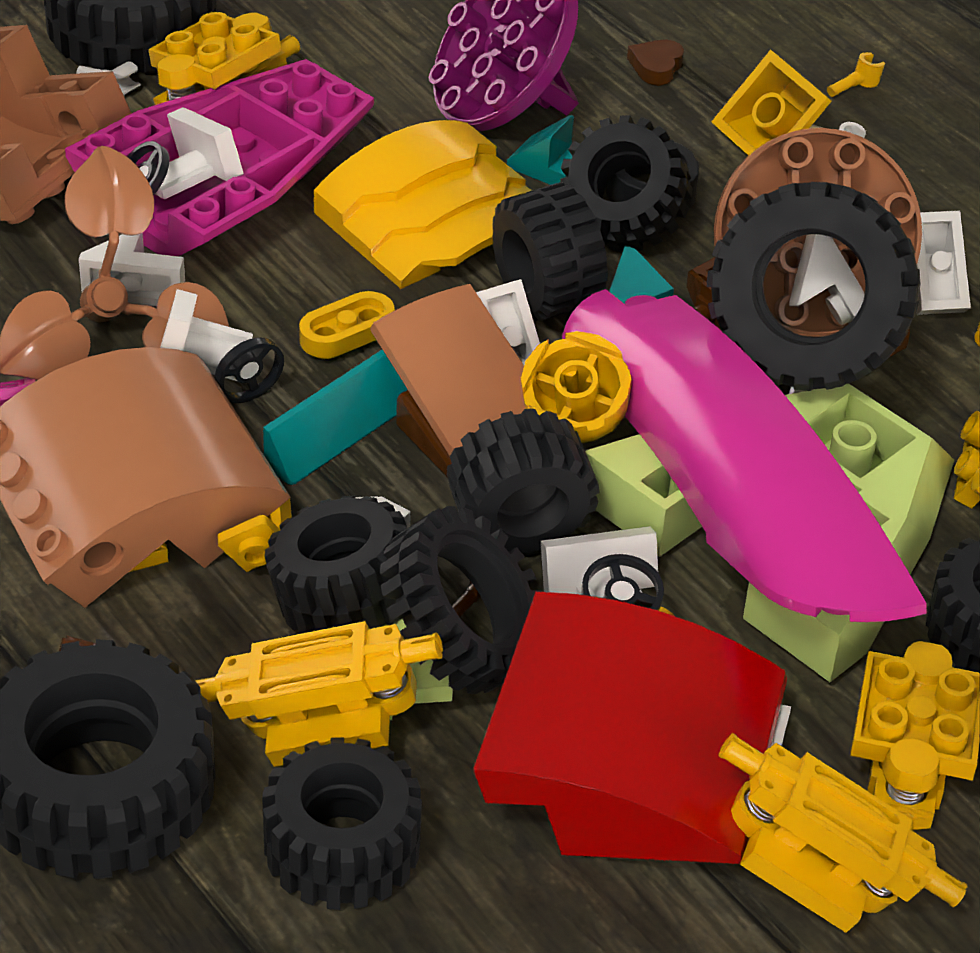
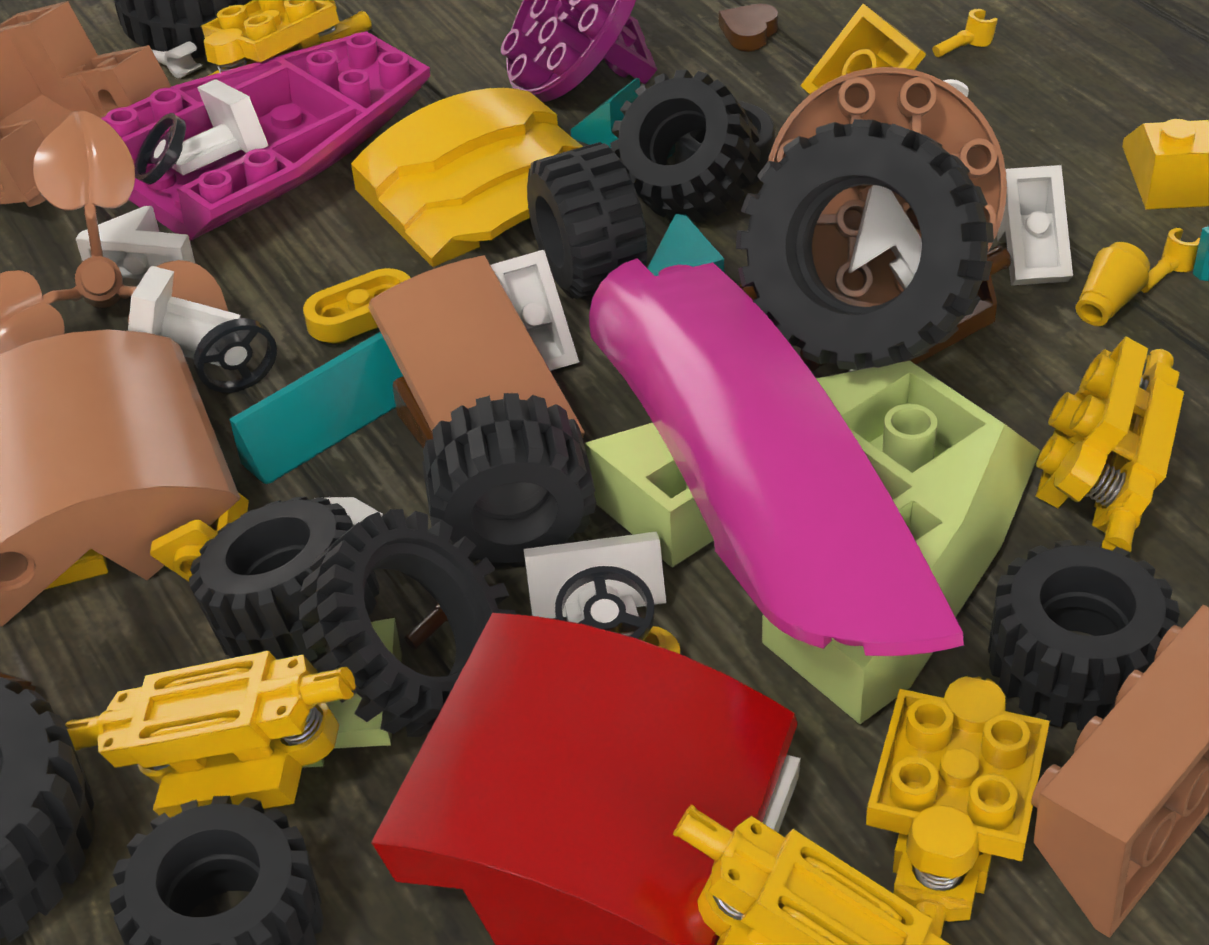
camera: 10 degrees right, 0 degrees up
(578, 381) = (583, 364): yellow cylinder -> none

